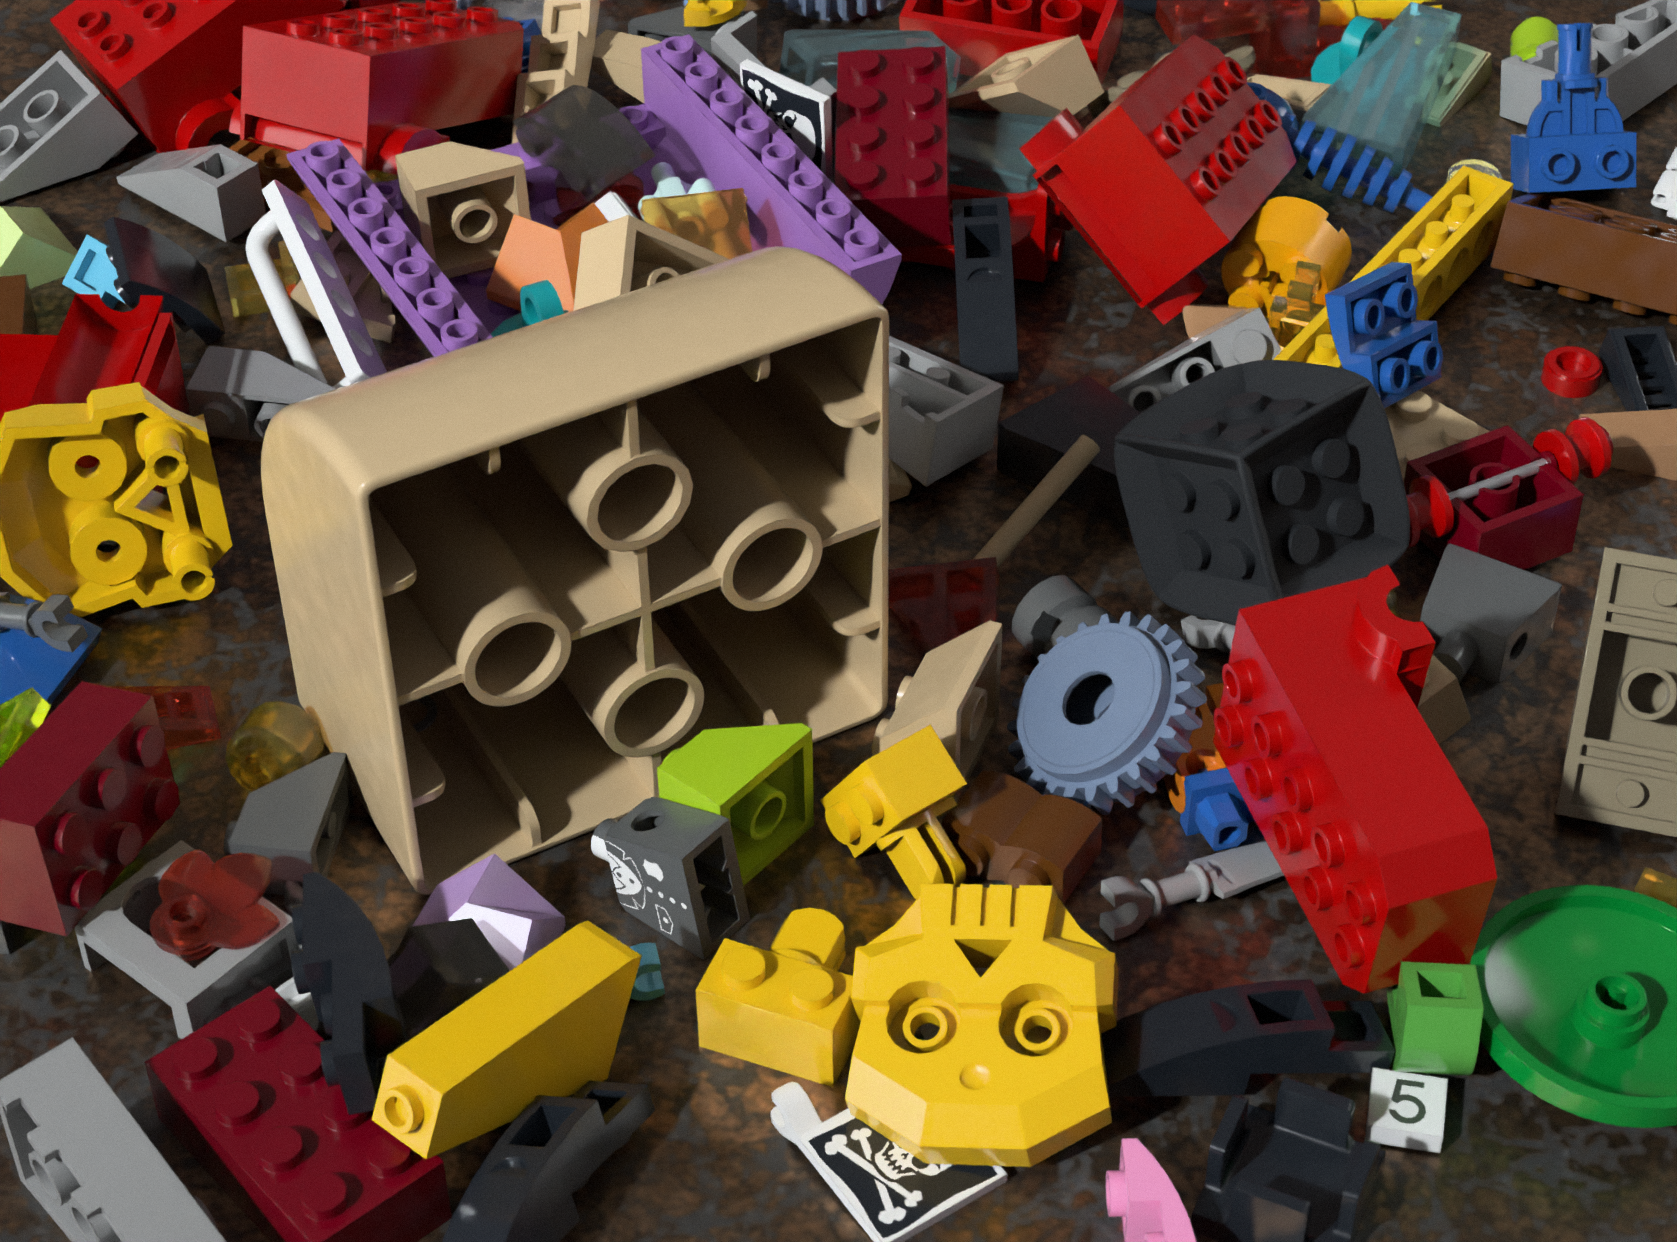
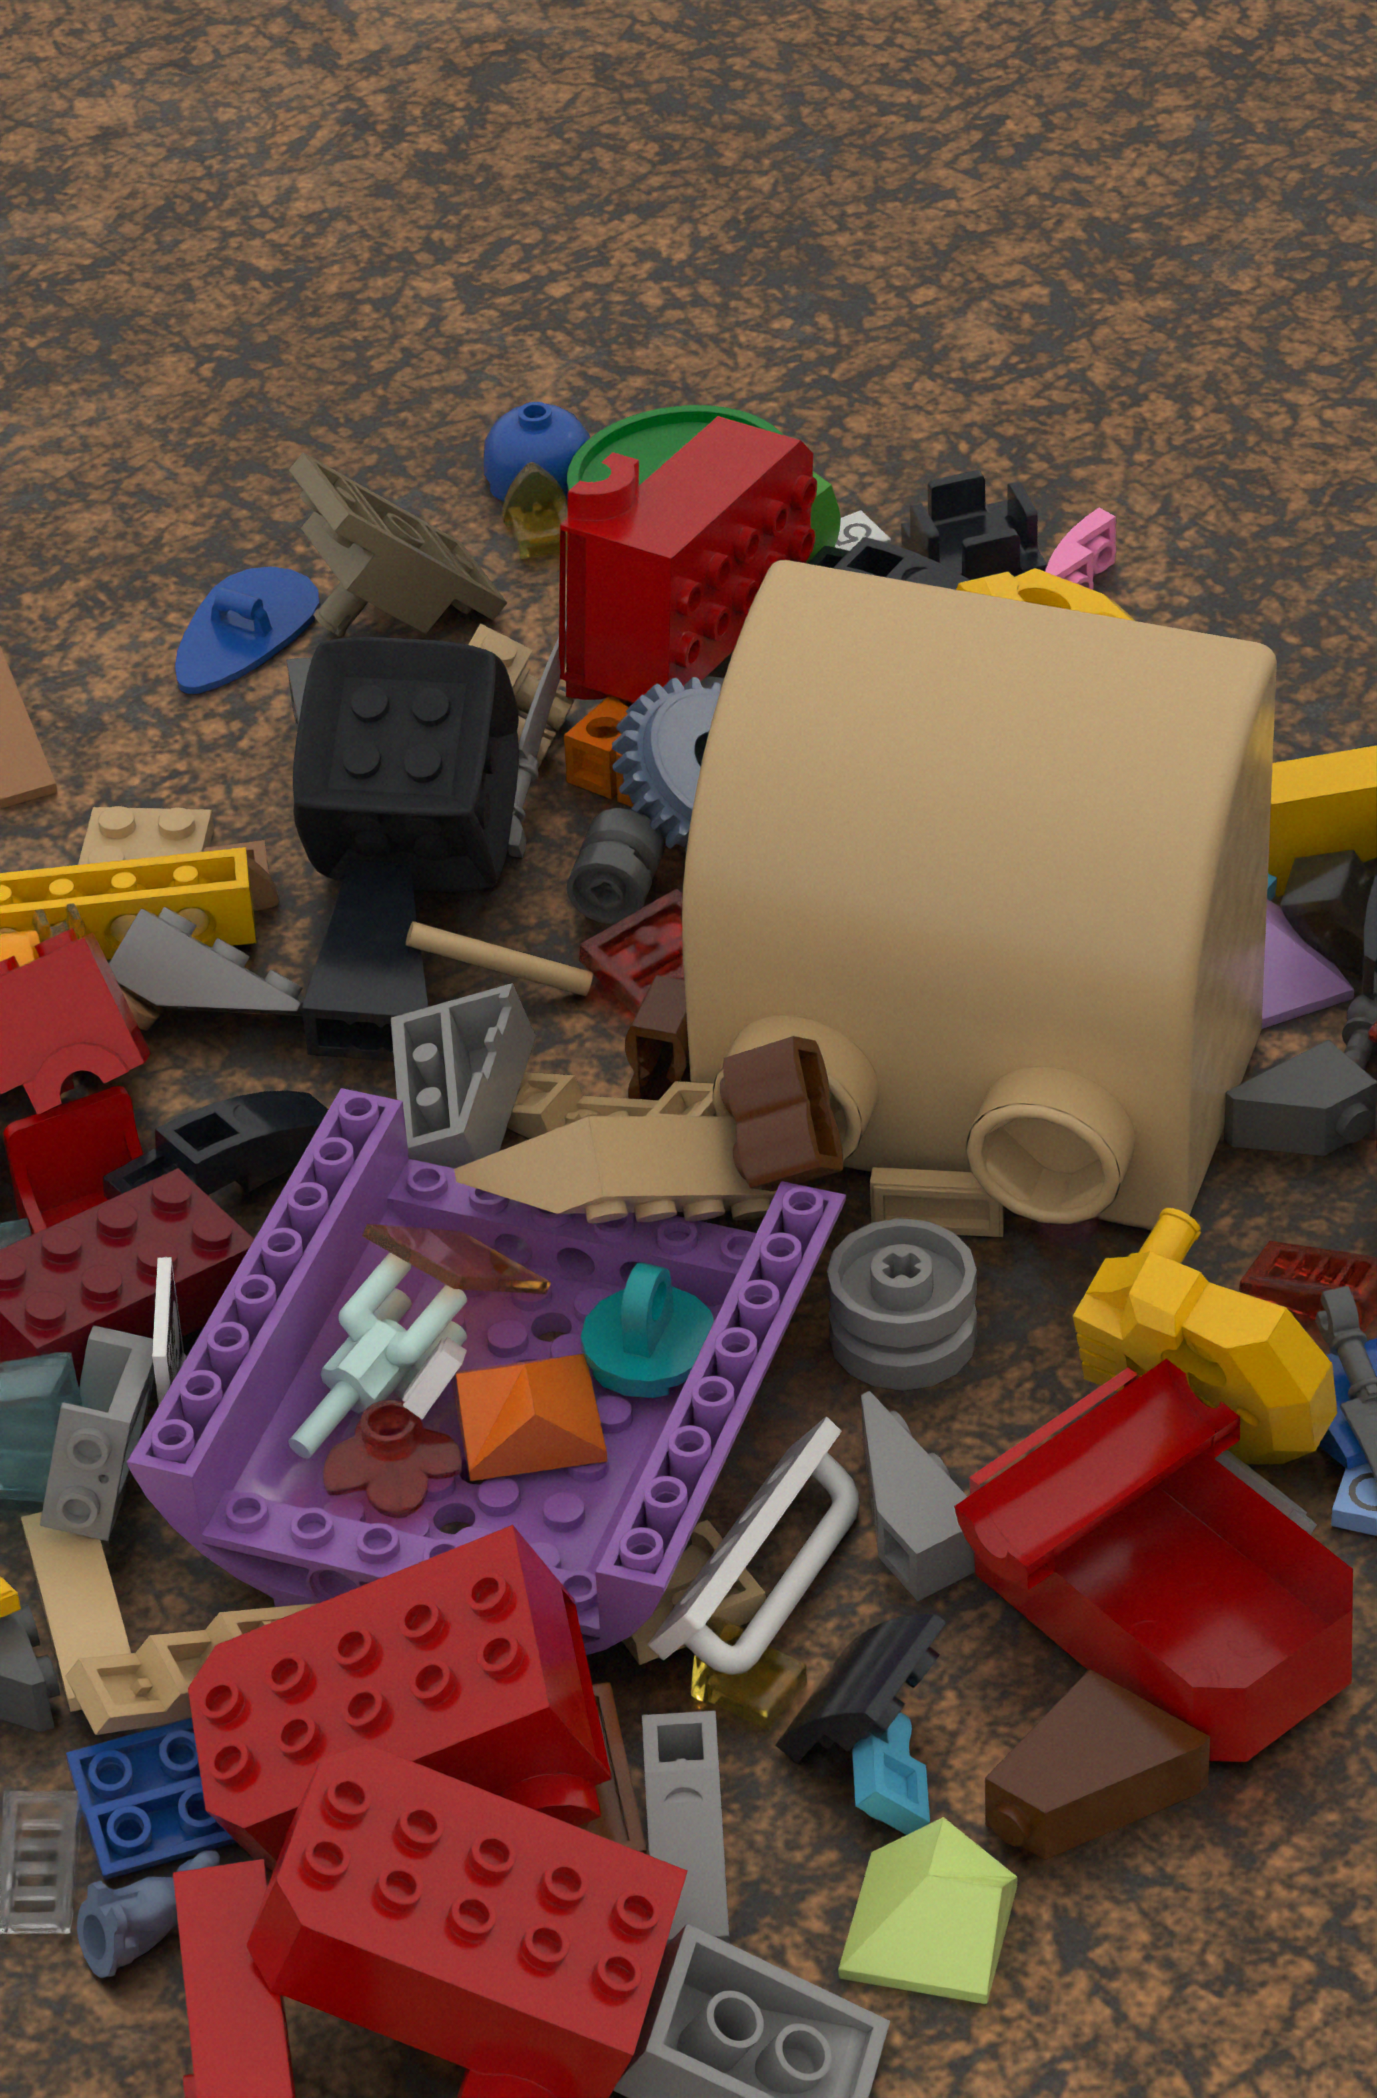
camera: 130 degrees left, 0 degrees up
(272, 743) = (1256, 1170): clear yellow head -> none
(461, 202) = (562, 1474): tan slope -> none
(583, 140) = (369, 1447): clear smoke brick -> none
(1380, 335) = (95, 839): blue slope -> none
(1504, 494) = (206, 741): dark red brick -> none

